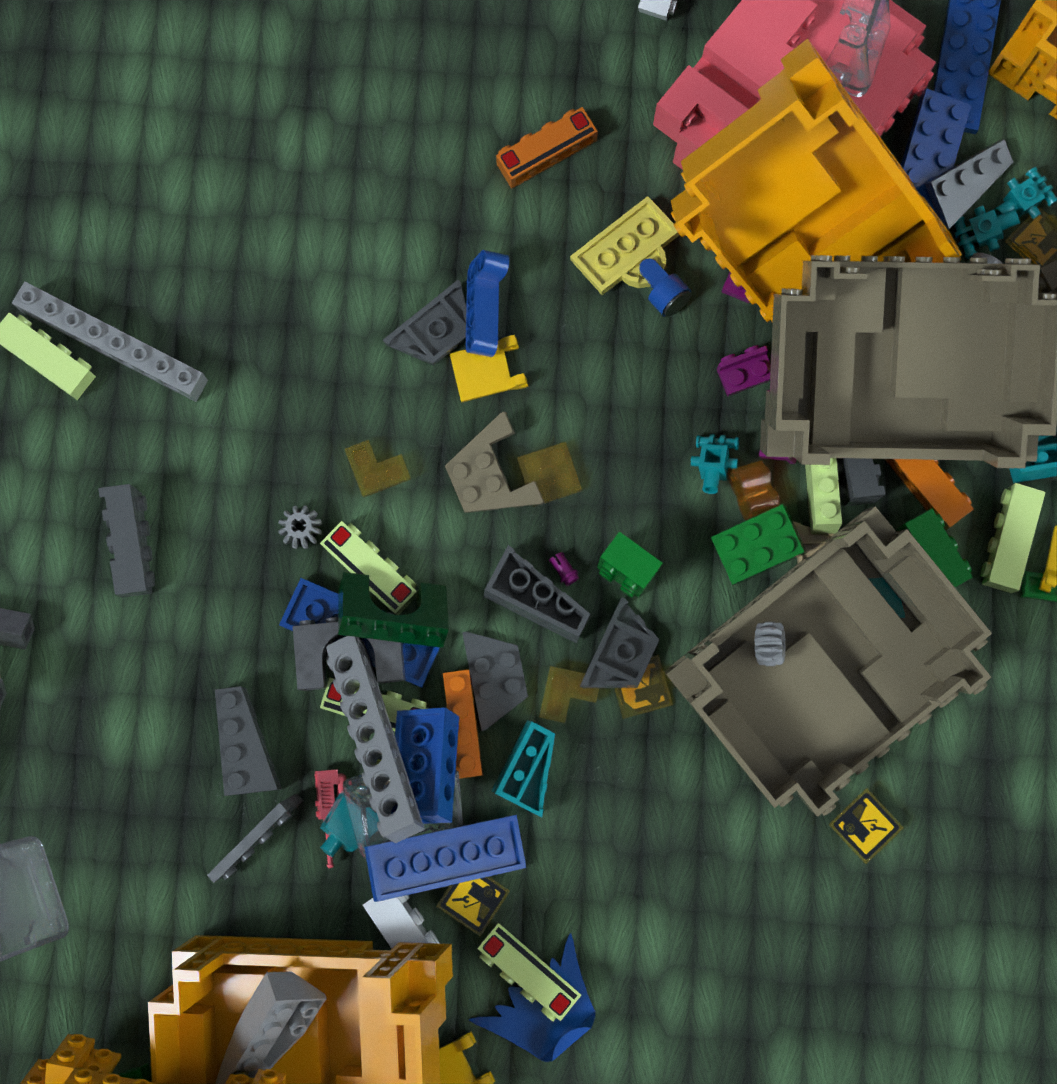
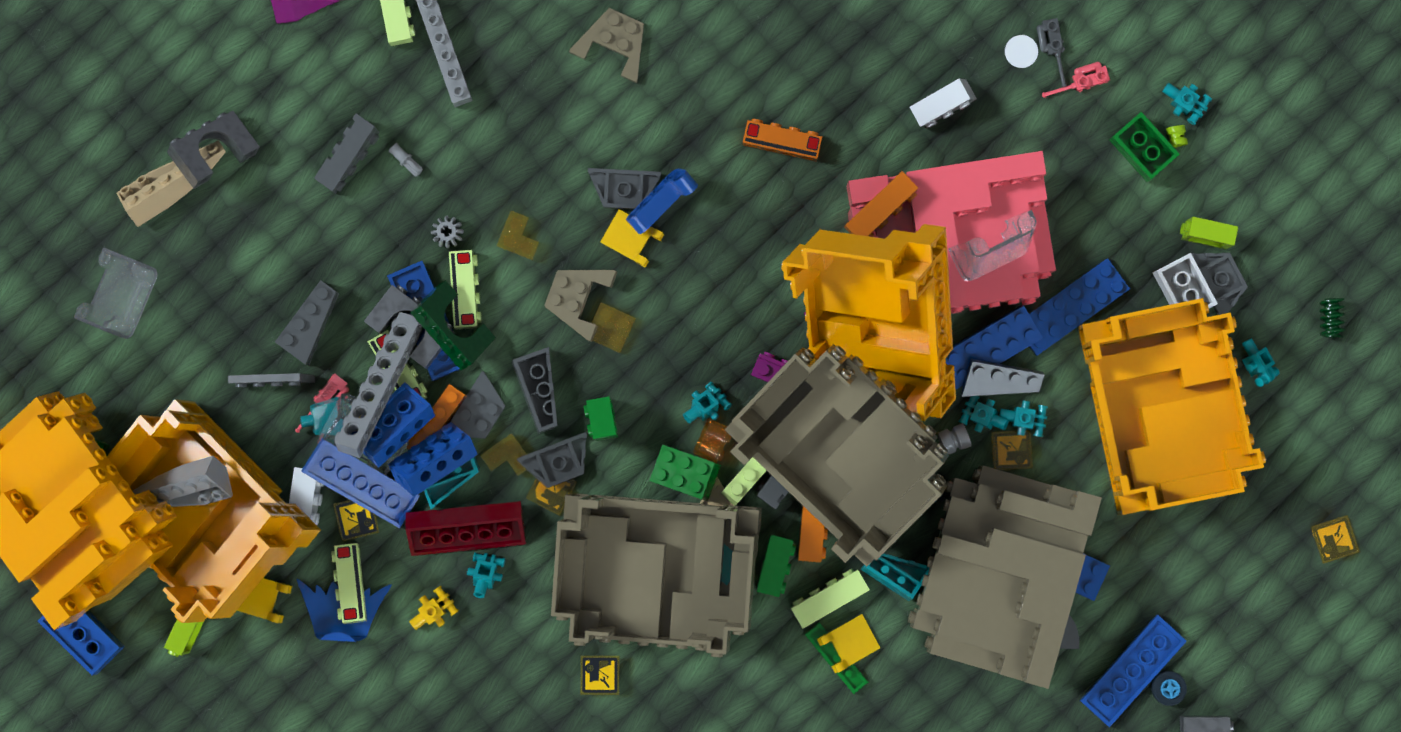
camera: 45 degrees right, 5 degrees up
(192, 495) = (405, 159): none -> light grey axle
(293, 191) = (617, 34): none -> dark tan wing
(498, 763) = (436, 463): none -> blue brick
(565, 570) = (569, 387): magenta pin -> none
(593, 805) = (465, 528): none -> dark red slope
(634, 254) = (770, 244): light yellow plate -> none
(638, 920) = (432, 610): none -> yellow piece
(655, 831) = (485, 573): none -> teal piece
(716, 89) = (882, 206): none -> orange brick
(770, 643) = (634, 530): light grey gear -> none

